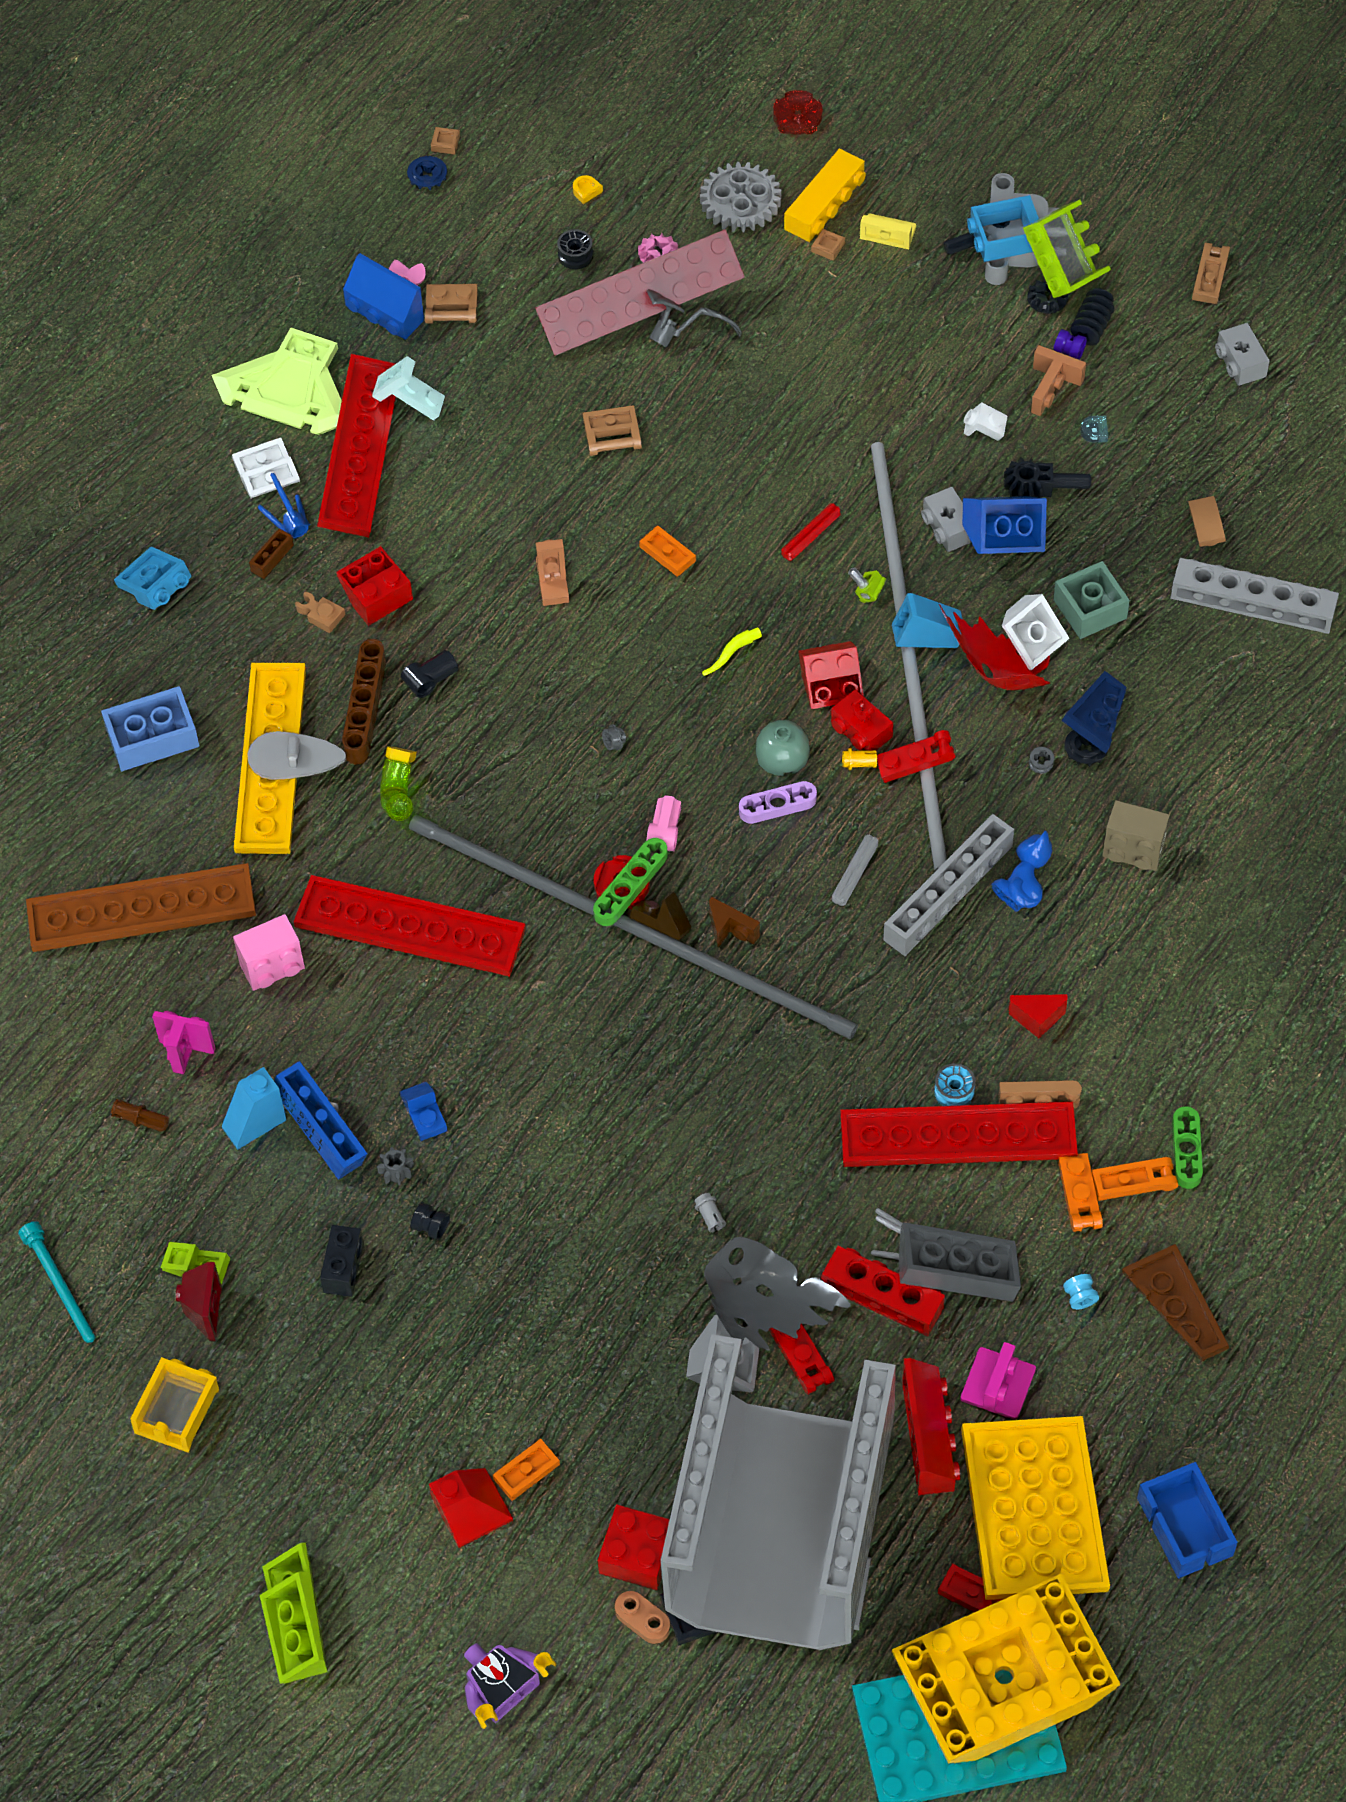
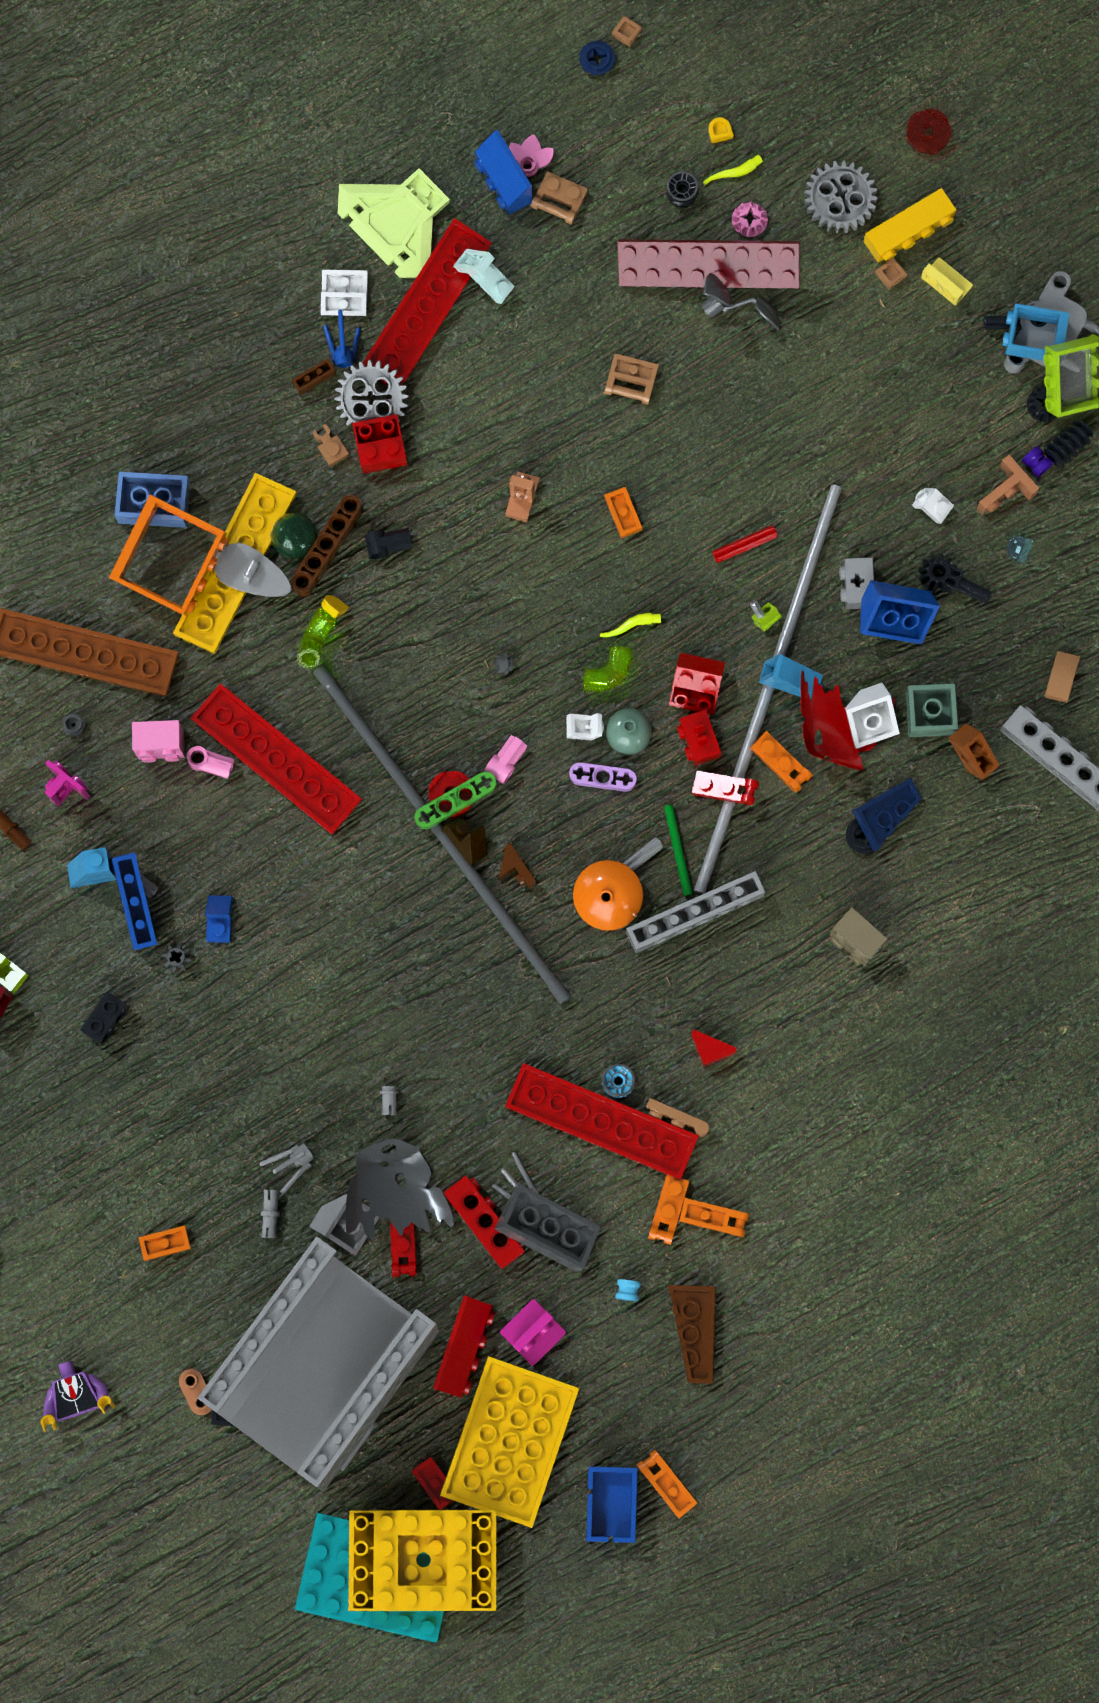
camera: 25 degrees right, 20 degrees up
(154, 577) = (213, 359): dark azure plate -> none
(161, 976) = (69, 720): none -> dark grey plate
(195, 719) = (135, 539): none -> orange window
(323, 703) = (293, 535): none -> clear green cylinder
(334, 523) = (370, 376): none -> light grey gear
(337, 956) = (212, 762): none -> bright pink piece
(430, 1221) = (182, 1015): black wheel -> none
(469, 1504) = (113, 1251): red slope -> none
(628, 212) = (741, 170): none -> neon yellow animal
(633, 1386) = (270, 1214): none -> light grey pin
(634, 1547) = (212, 1339): red brick -> none
(635, 1312) = (298, 1156): none -> light grey plant
(733, 761) = (584, 726): none -> white bracket
(734, 703) = (610, 675): none -> clear neon green cylinder
(841, 927) = (624, 890): none -> orange dish
(859, 759) = (682, 768): yellow pin -> none
(895, 838) = (678, 850): none -> green bar
(960, 711) = (780, 761): none -> orange plate
(1022, 886) = (751, 940): blue animal -> none
(1049, 759) = (821, 824): dark grey bush -> none
(1157, 616) = (974, 751): none -> dark orange brick
(1192, 1136) = (779, 1195): bright green beam -> none
(1238, 1476) = (667, 1485): none -> orange plate

